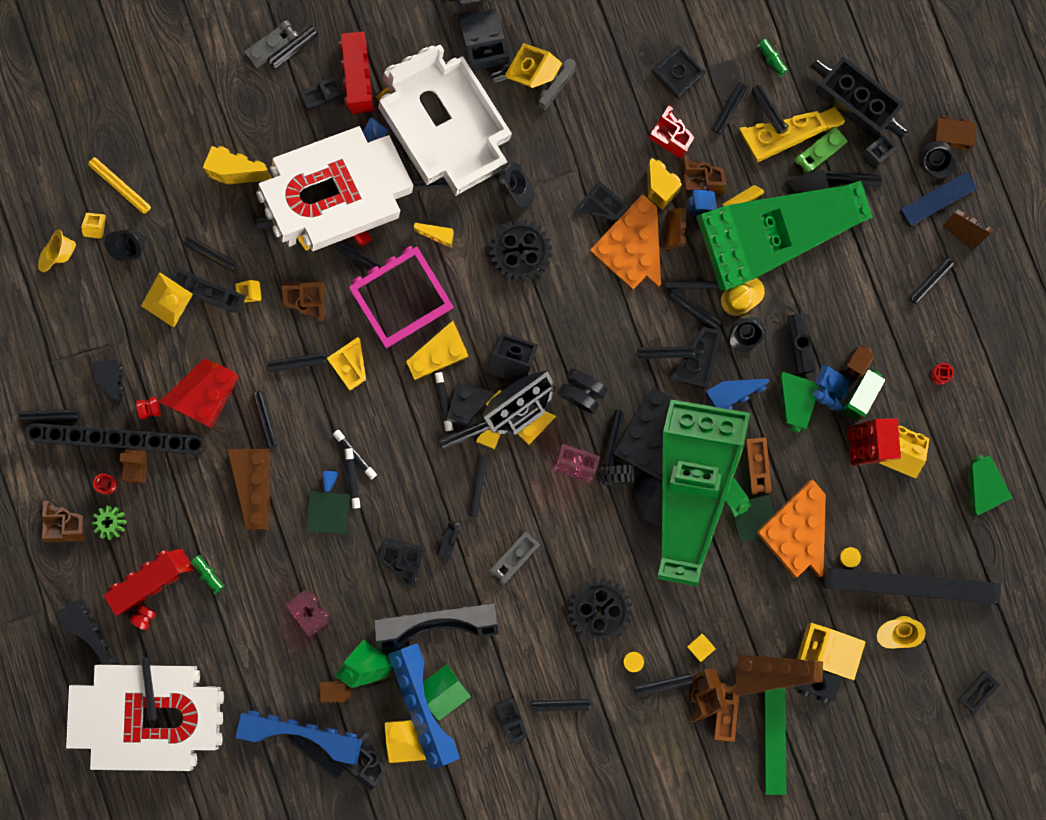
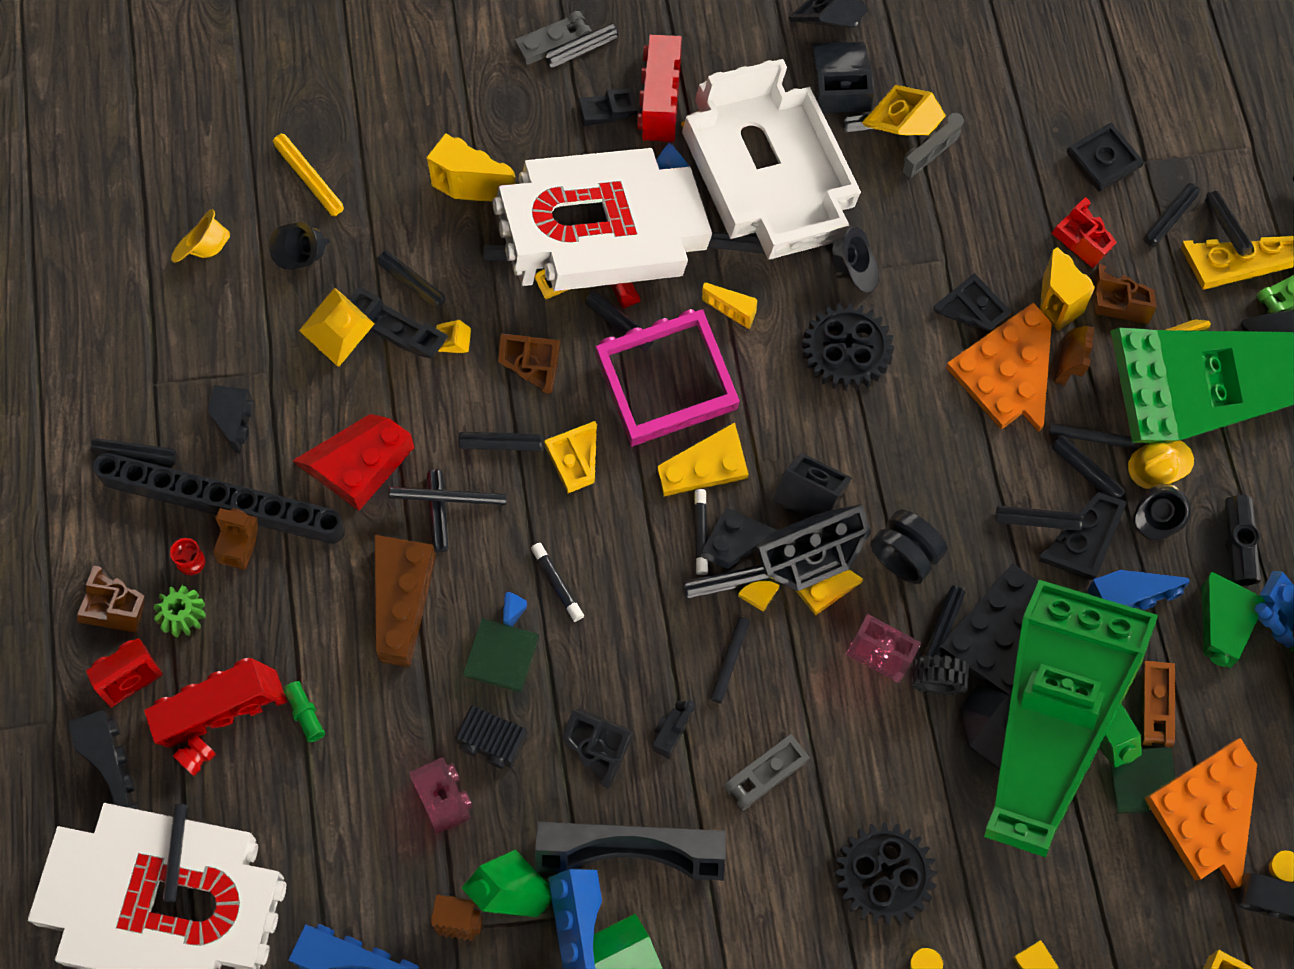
camera: 15 degrees right, 15 degrees down
(82, 571) = (123, 672): none -> red slope
(93, 225) = (260, 218): yellow slope -> none
(148, 407) = (275, 464): red wheel -> none
(269, 410) = (447, 496): none -> black bar
(332, 568) = (490, 737): none -> black brick
(352, 478) = (546, 613): black bar -> none
(701, 202) = (1112, 317): blue slope -> none
(772, 58) = (1240, 161): green pin -> none

